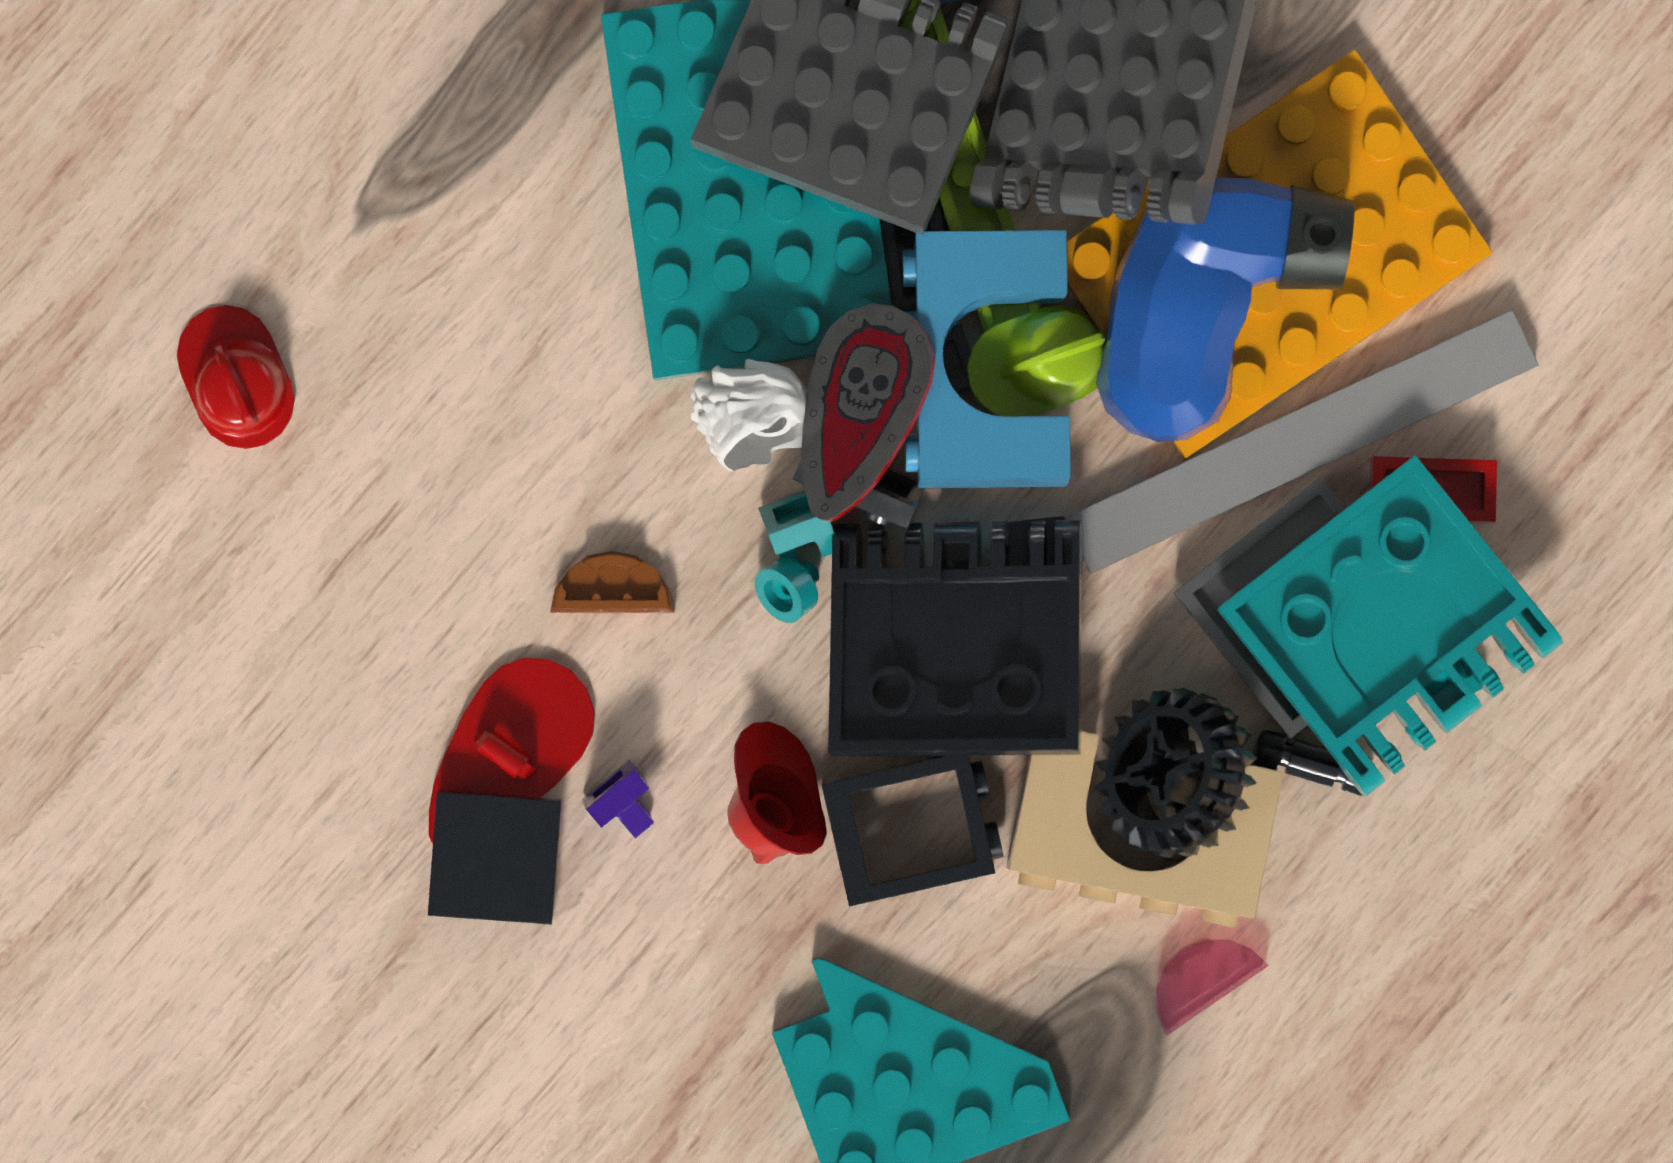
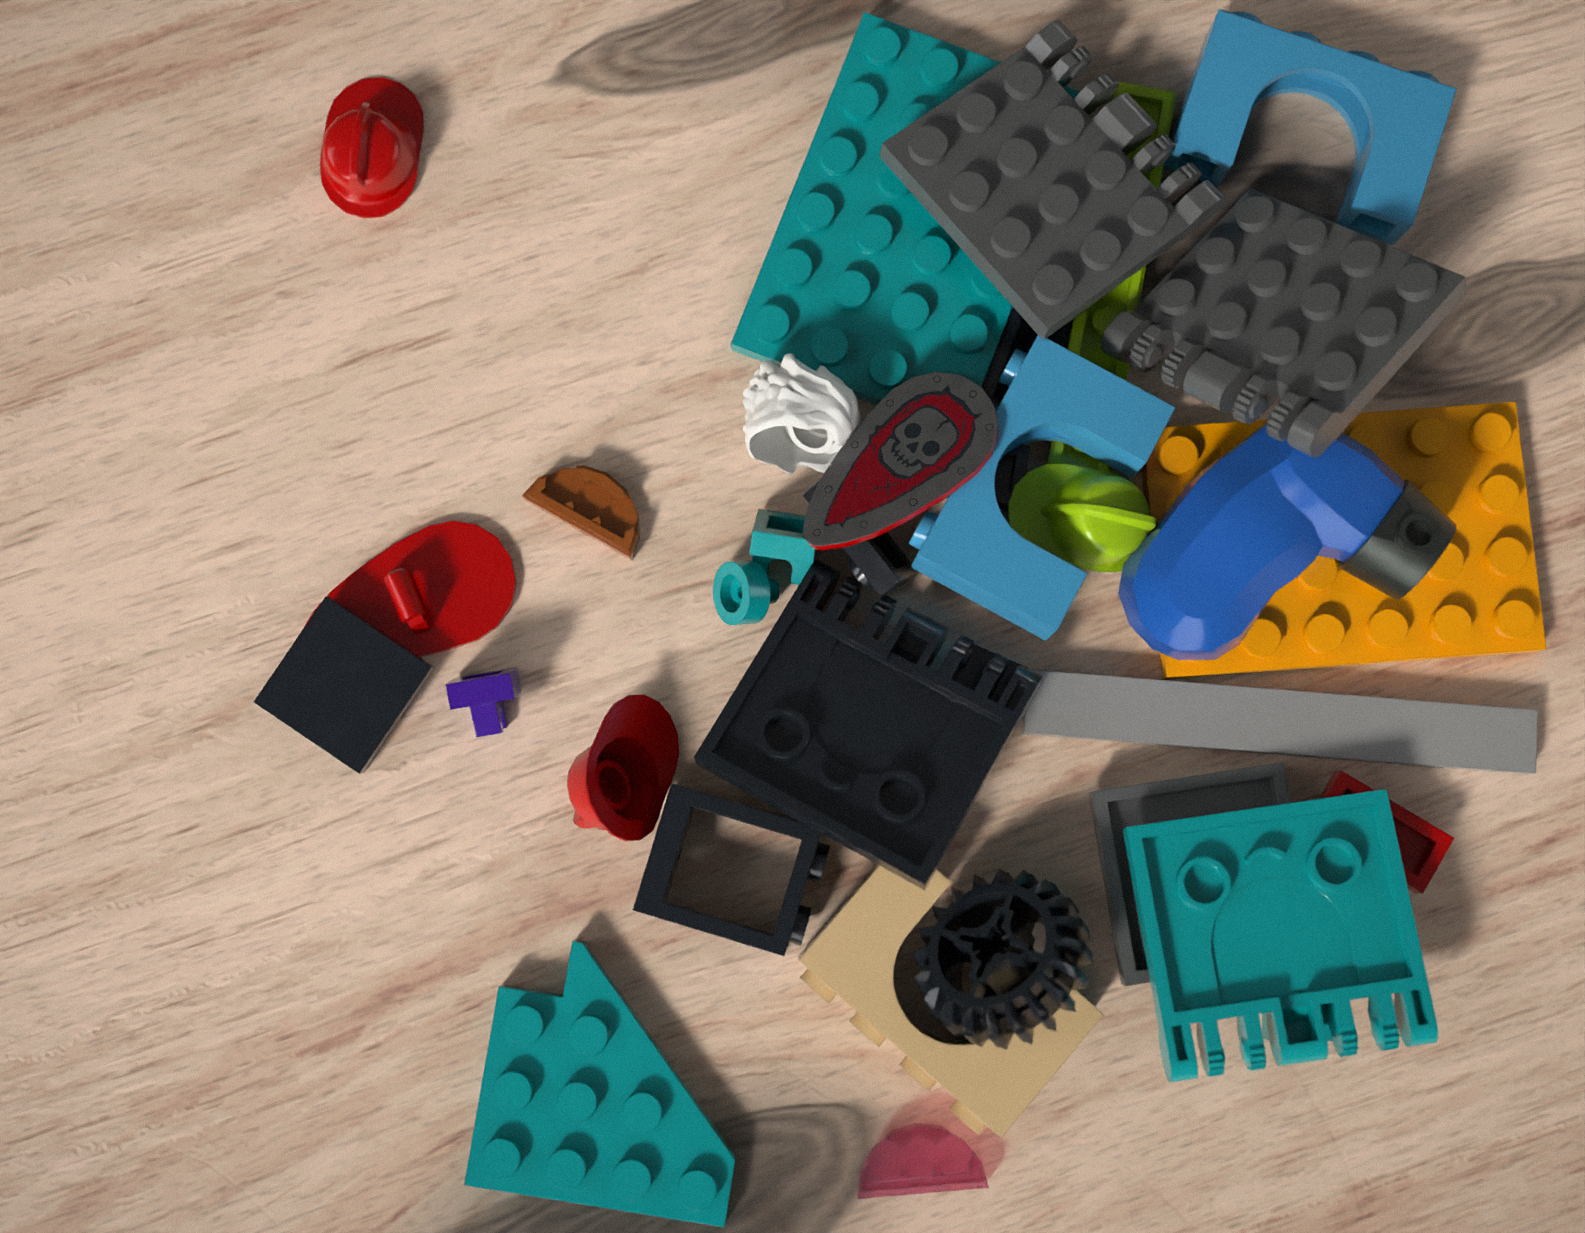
camera: 25 degrees right, 5 degrees down
(1300, 760) = (1125, 1014): black axle -> none

